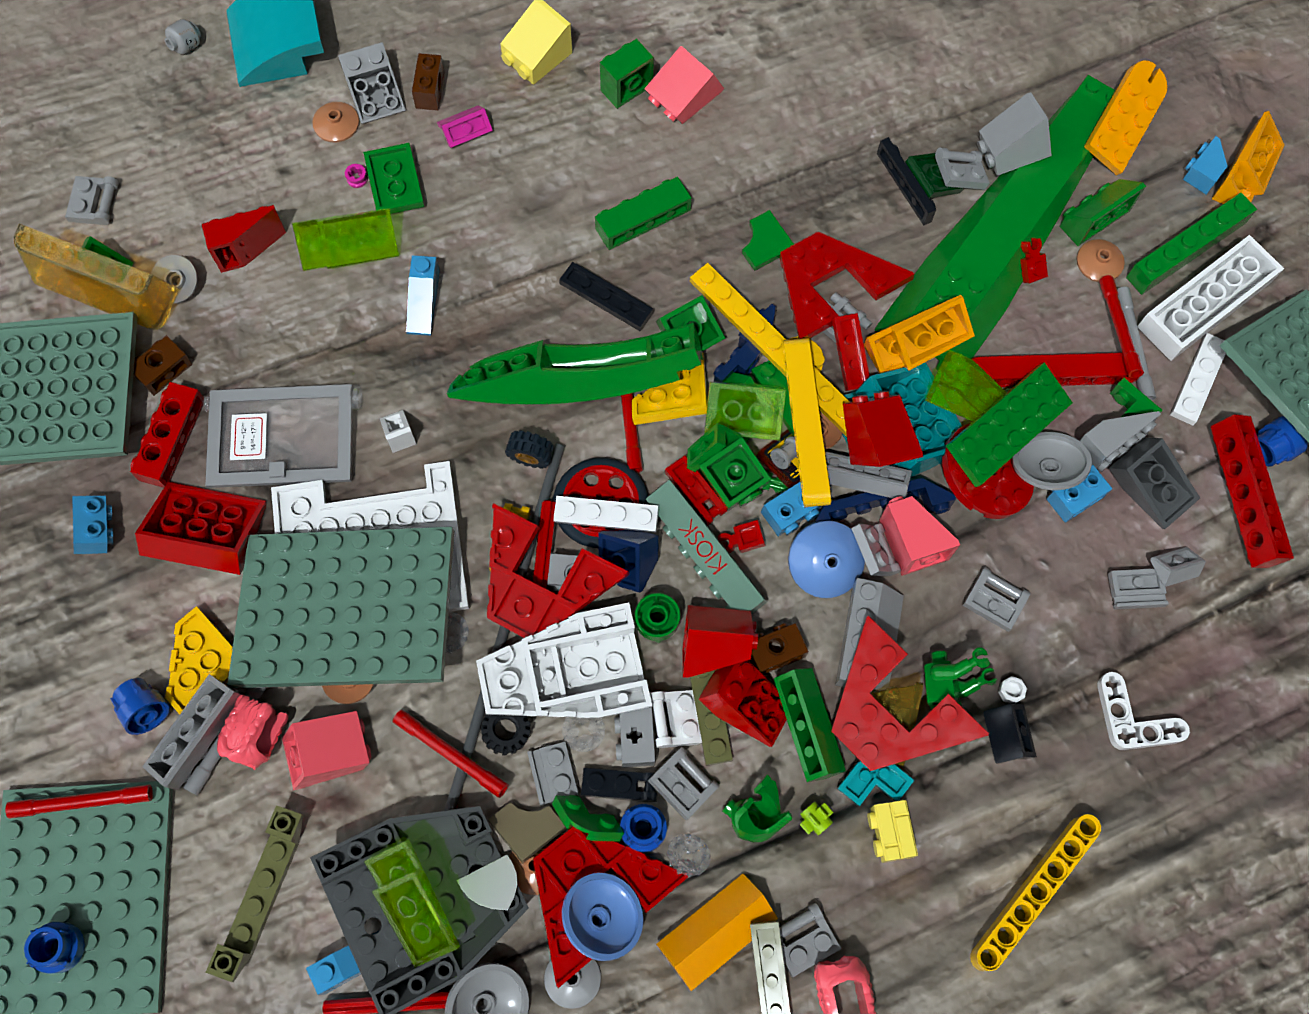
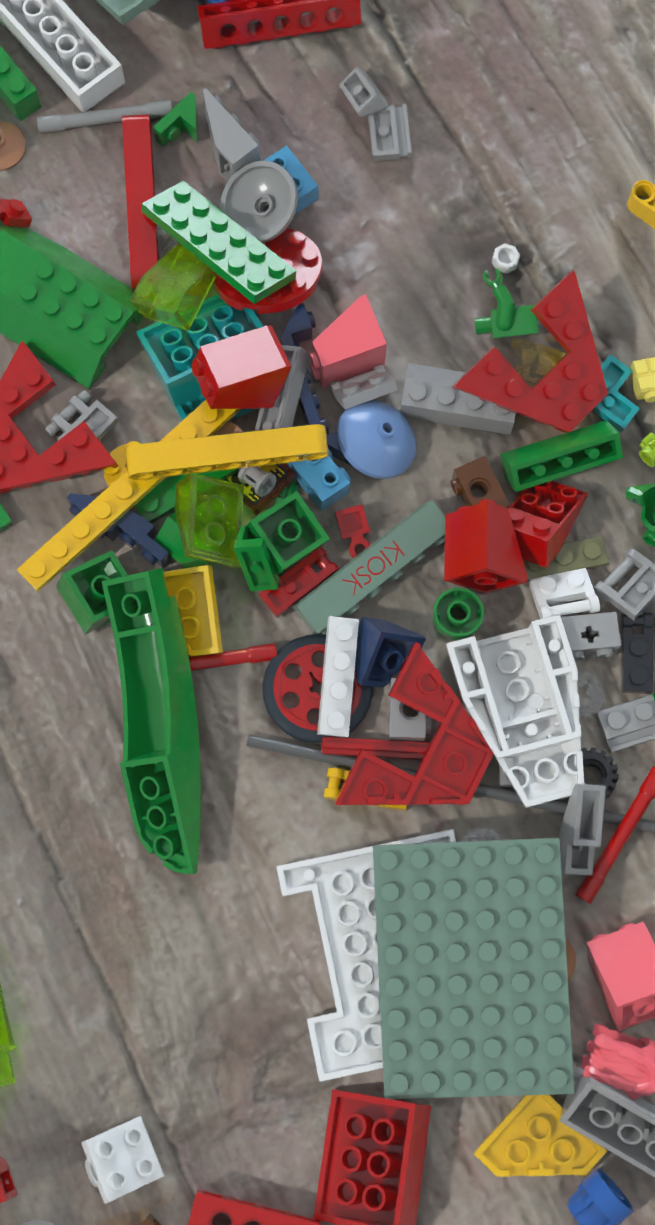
camera: 90 degrees left, 5 degrees up
(232, 340) = (121, 1160): none -> white plate
(280, 435) = (247, 1082): door -> none
(397, 431) = (234, 935): white slope -> none
(422, 294) = (54, 920): slope -> none
(453, 711) = (581, 829): none -> light grey slope
(529, 449) = (261, 770): black wheel -> none
(606, 296) = (52, 695): black plate -> none
(850, 350) = (126, 410): red plate -> none
(920, 336) = (116, 330): light orange slope -> none
(991, 604) = (415, 274): light grey plate -> none
(1009, 733) = (550, 262): black panel -> none
(1126, 724) = (530, 153): white beam -> none
(1131, 357) = (129, 117): red piece -> none
(1155, 481) = (271, 105): dark grey slope -> none
(1199, 380) = (148, 56): white plate -> none

